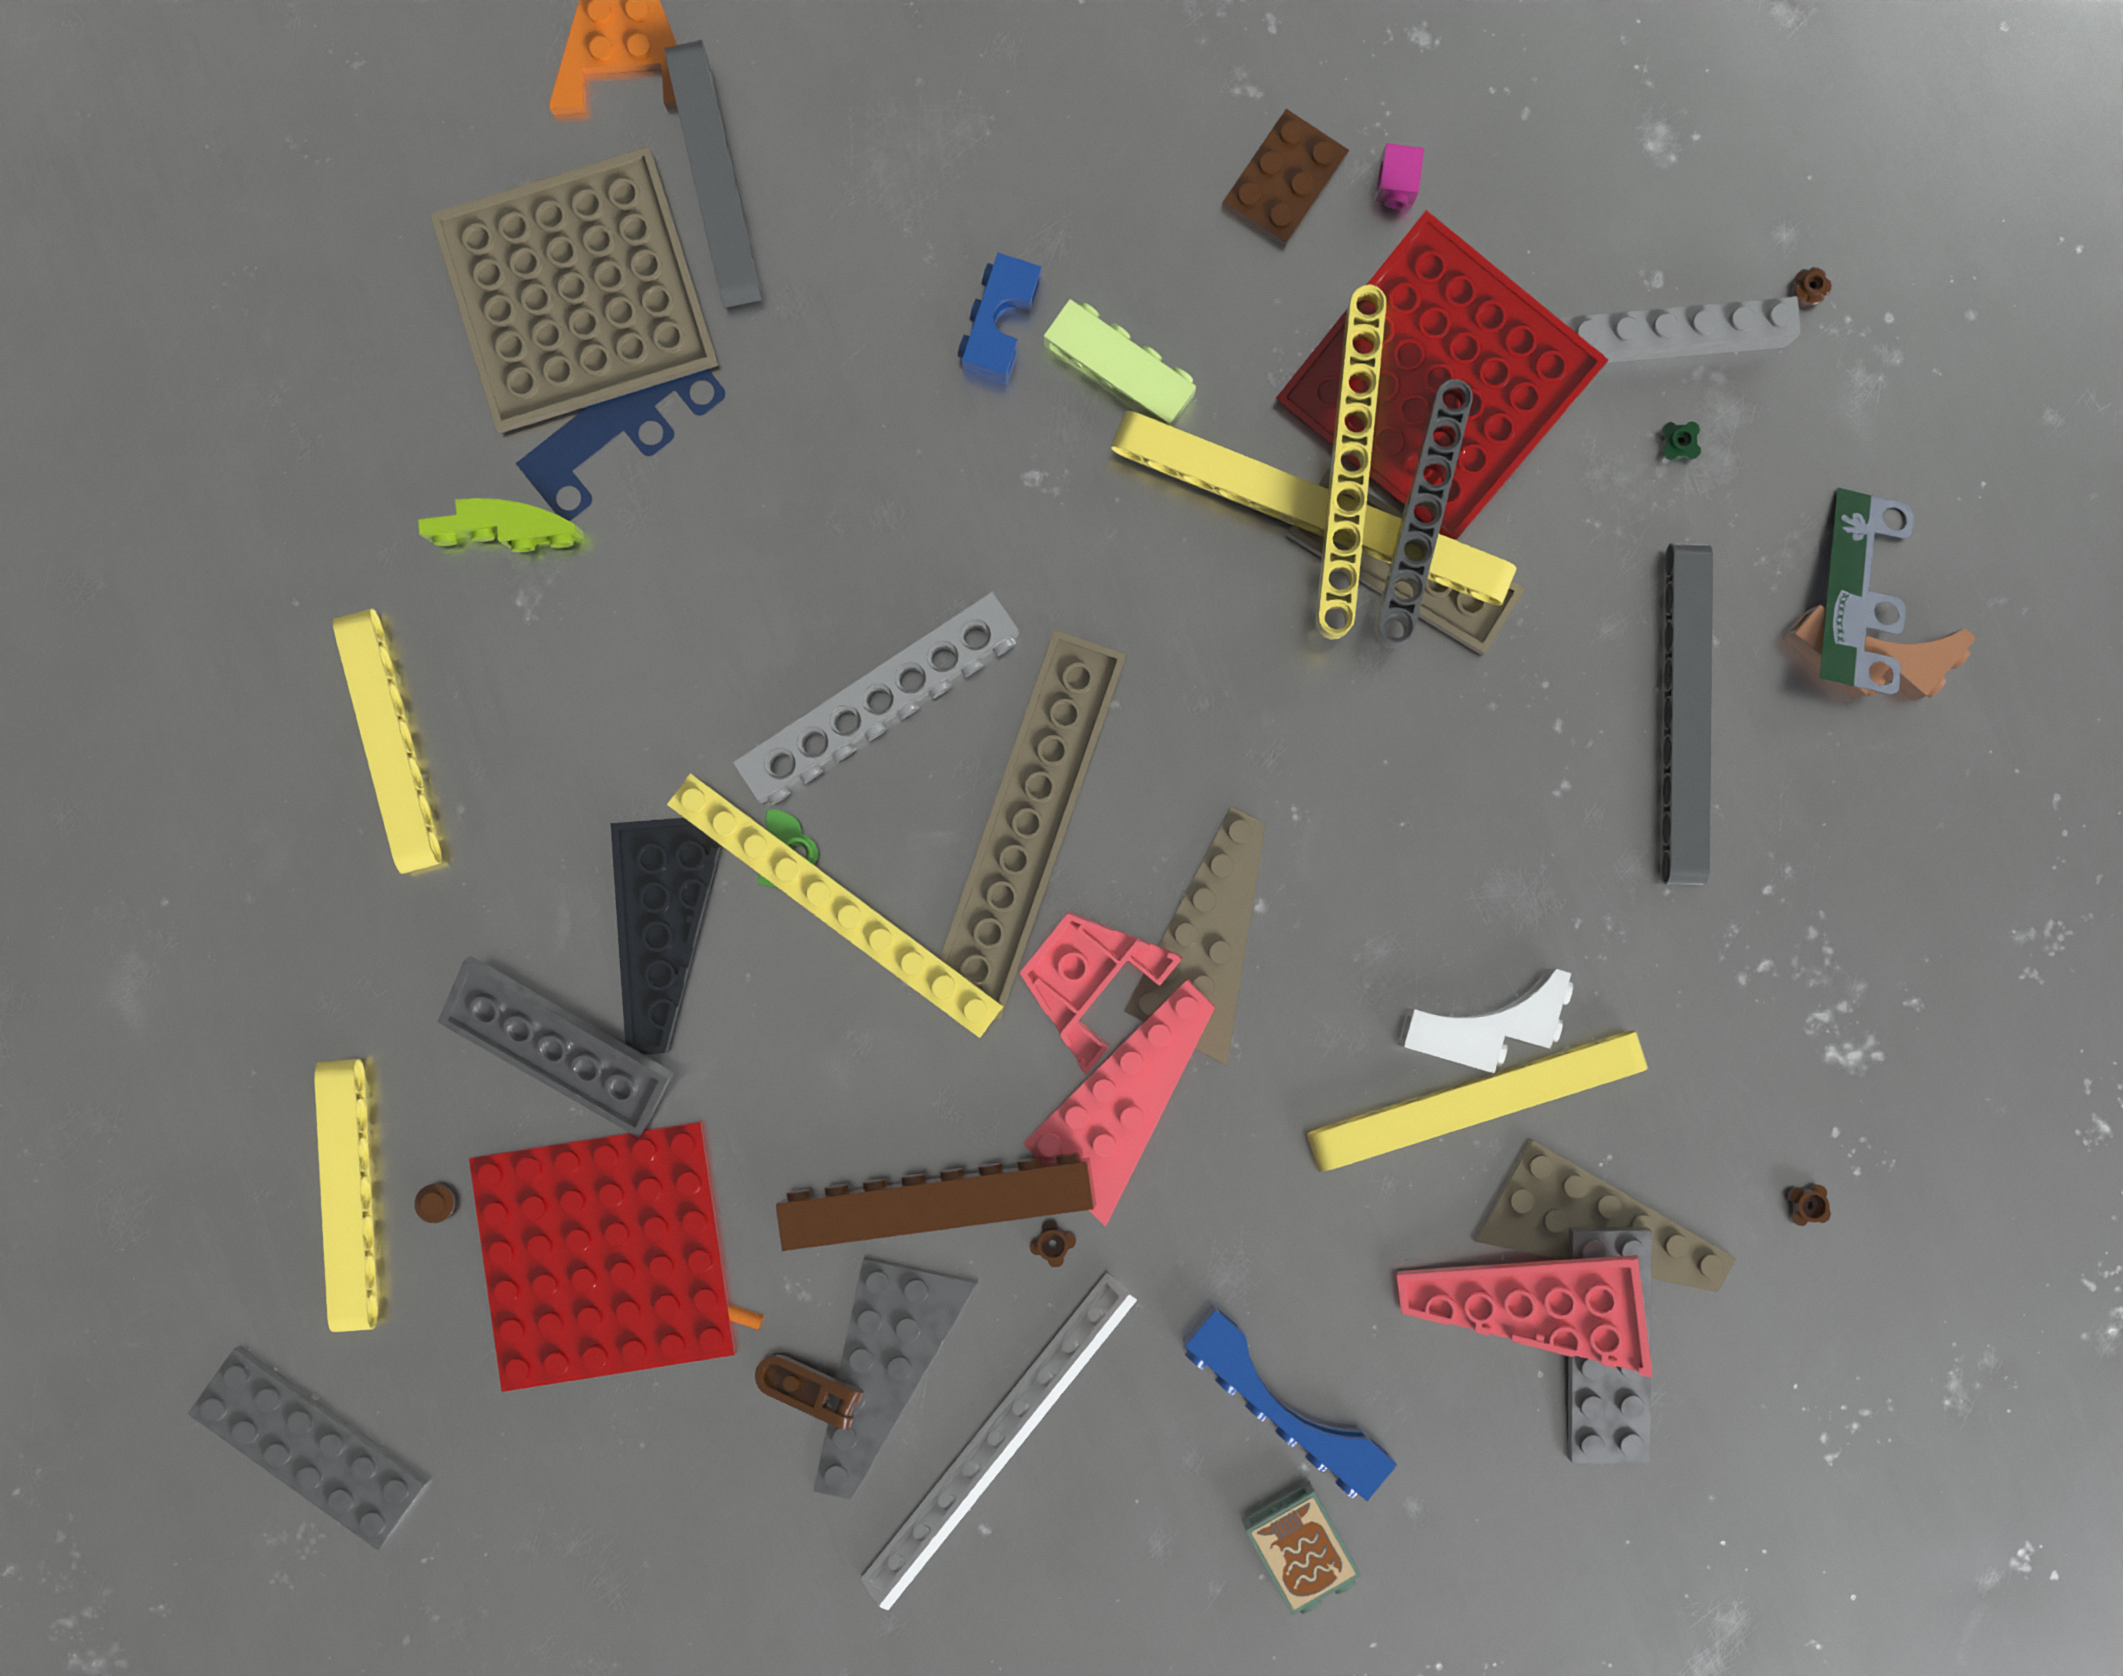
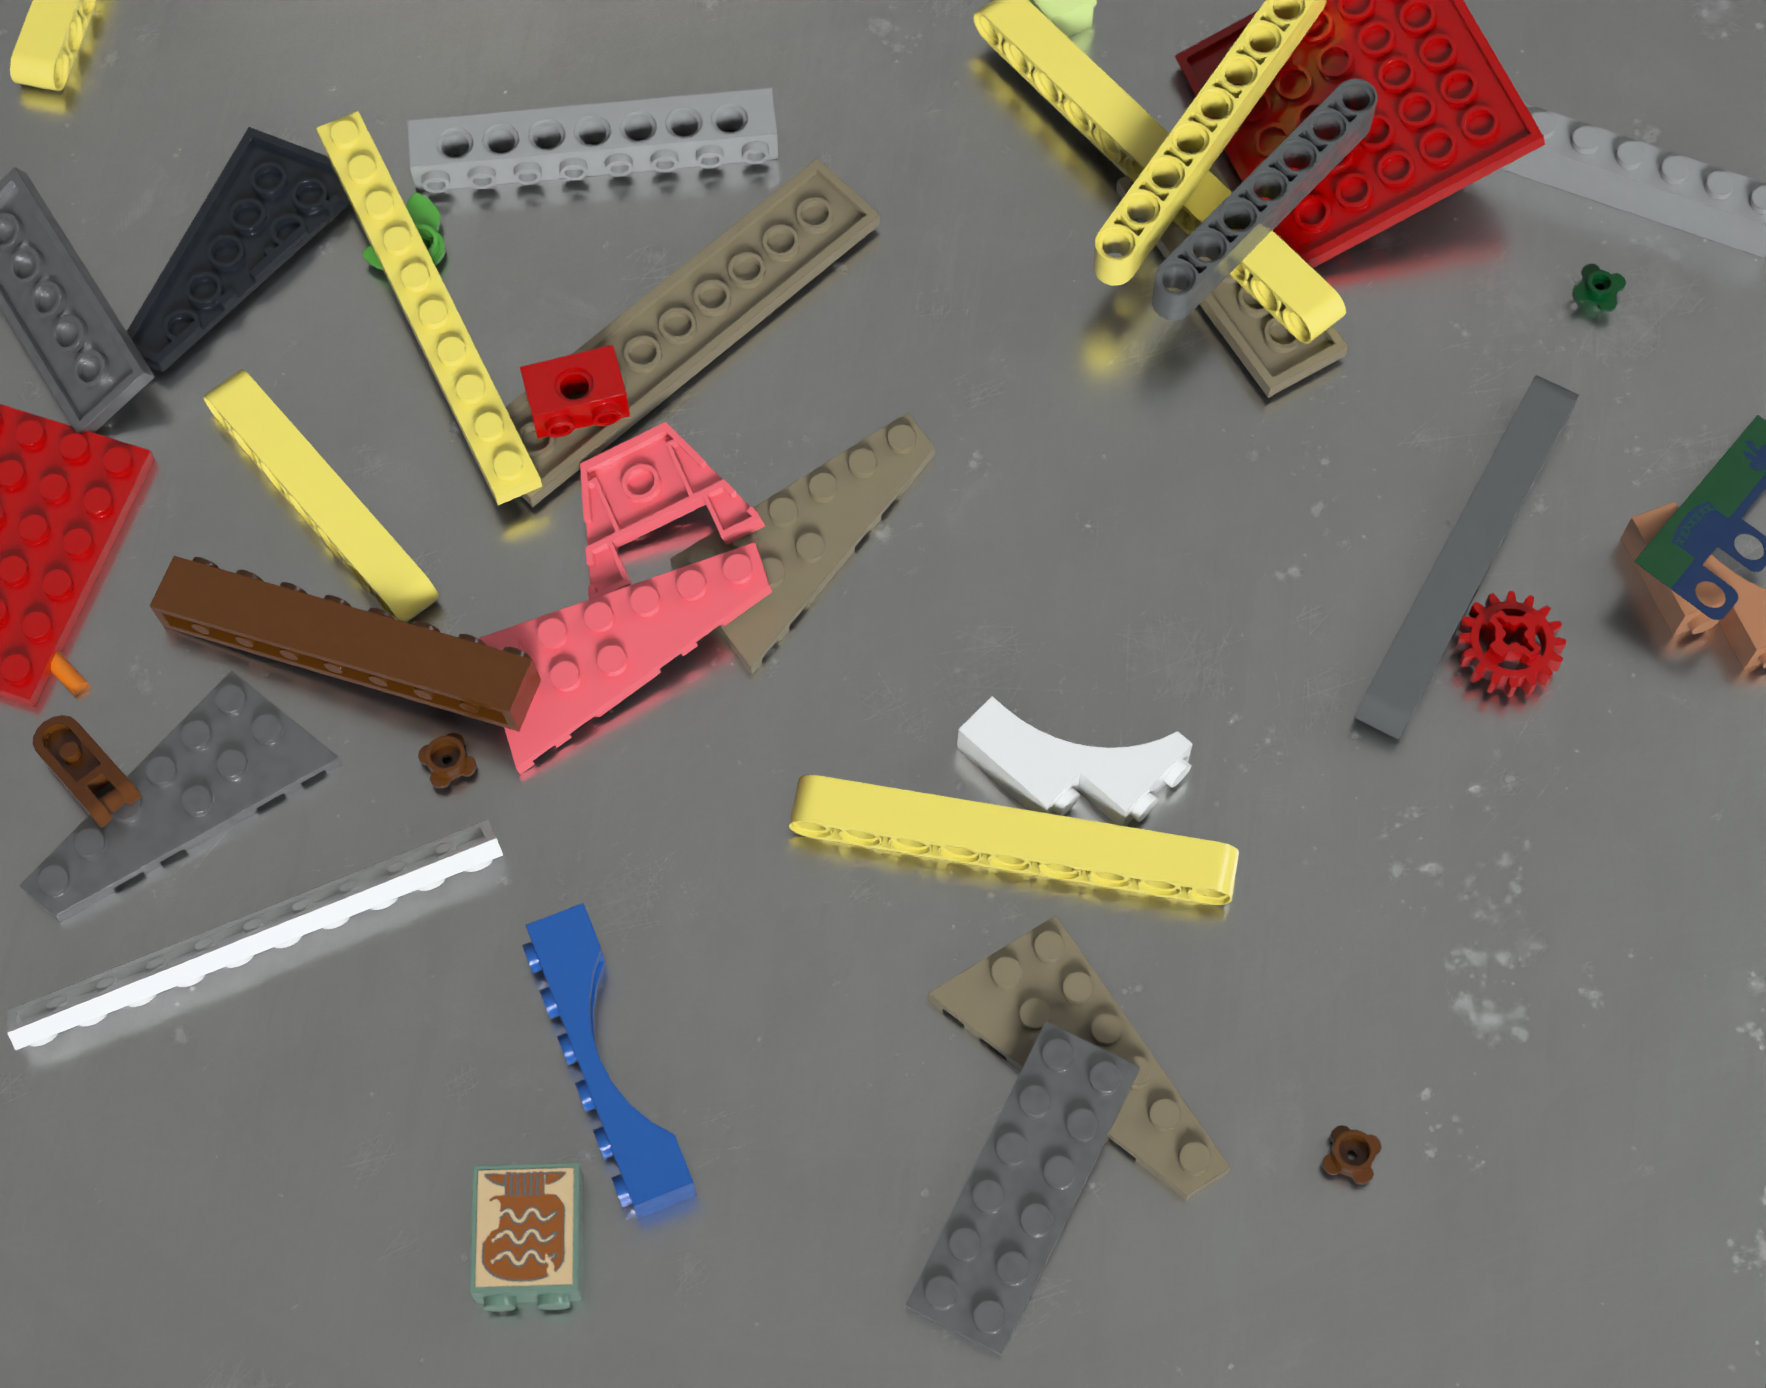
camera: 30 degrees right, 20 degrees down
(845, 1095) = (321, 497): none -> light yellow beam
(968, 935) = (588, 372): none -> red brick
(1557, 1306) = (985, 1091): coral wing -> none
(1755, 757) = (1514, 663): none -> red gear

